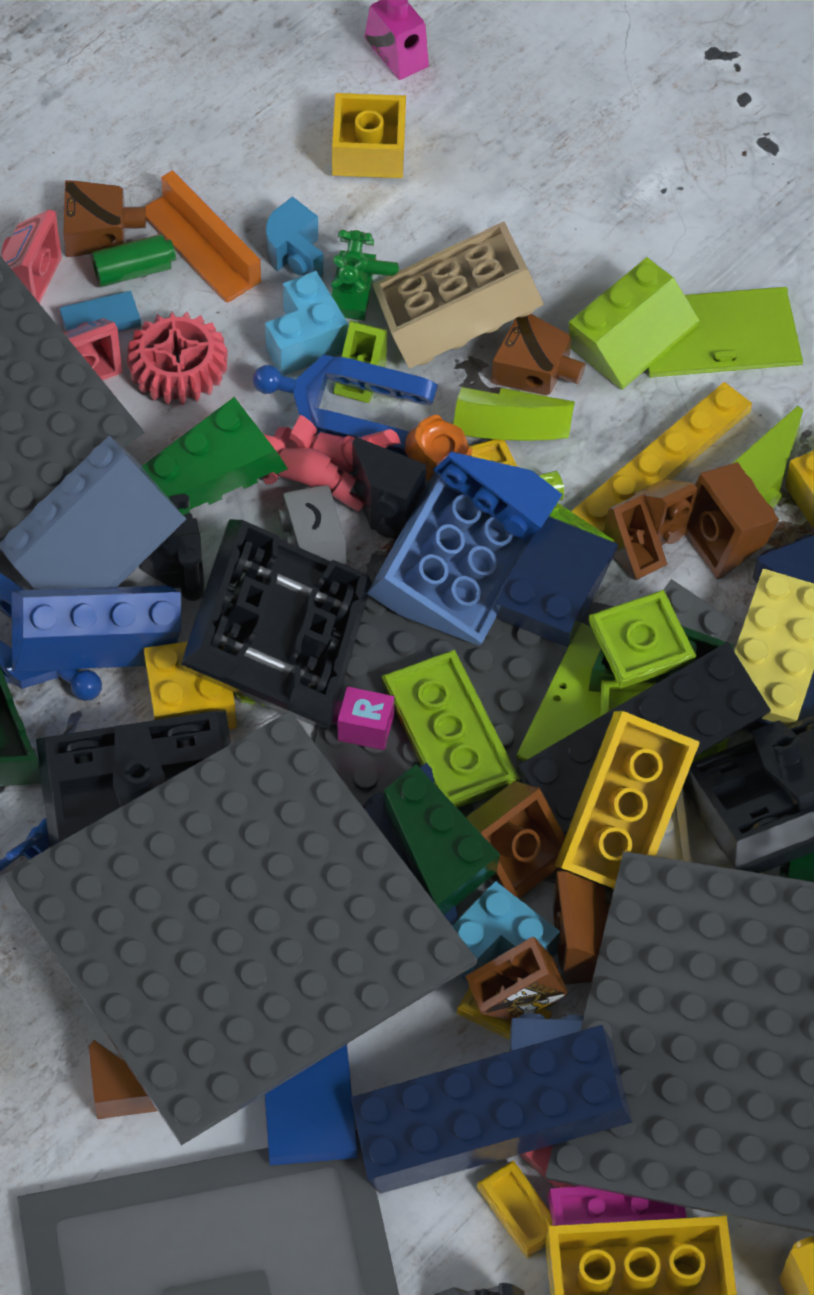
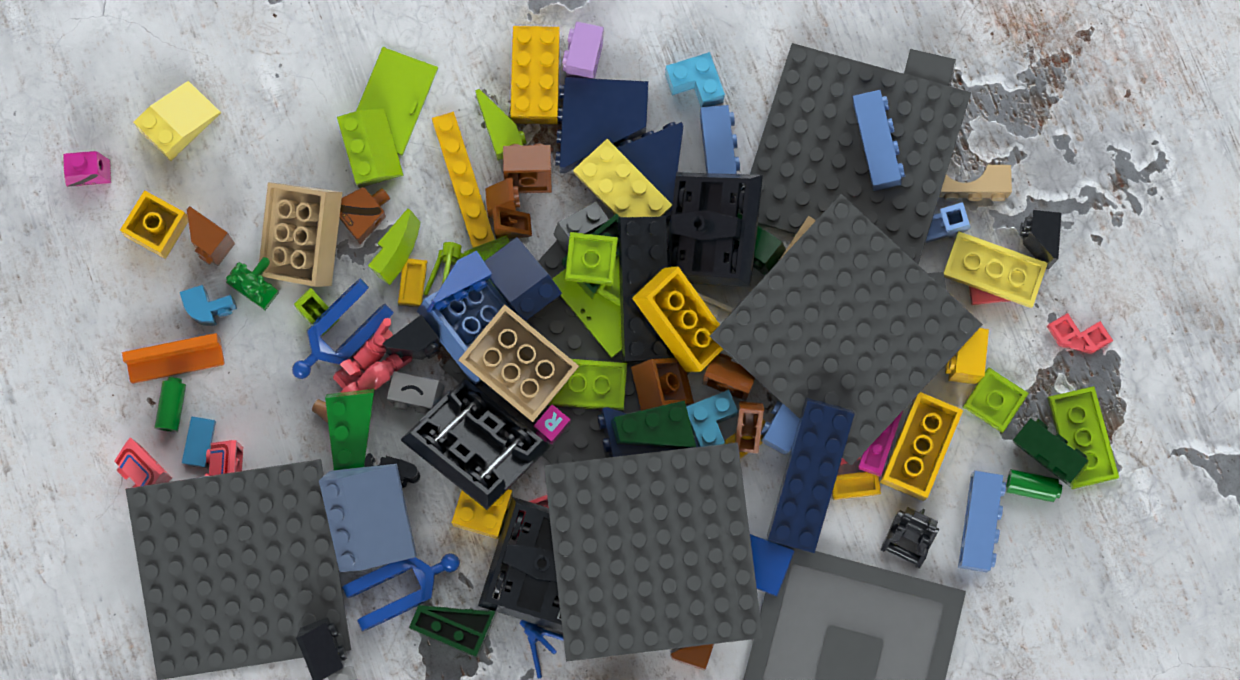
camera: 65 degrees left, 20 degrees up
(91, 626) = (425, 542): blue slope -> none
(97, 217) = (127, 411): dark orange torso -> none
(154, 359) = (252, 421): coral gear -> none
(308, 329) = (277, 324): medium azure brick -> none
(385, 194) = (209, 239): none -> dark orange slope
(429, 619) = (518, 363): none -> tan slope
(434, 441) = (401, 299): orange hair -> none
(526, 103) = (176, 119): none -> light yellow slope

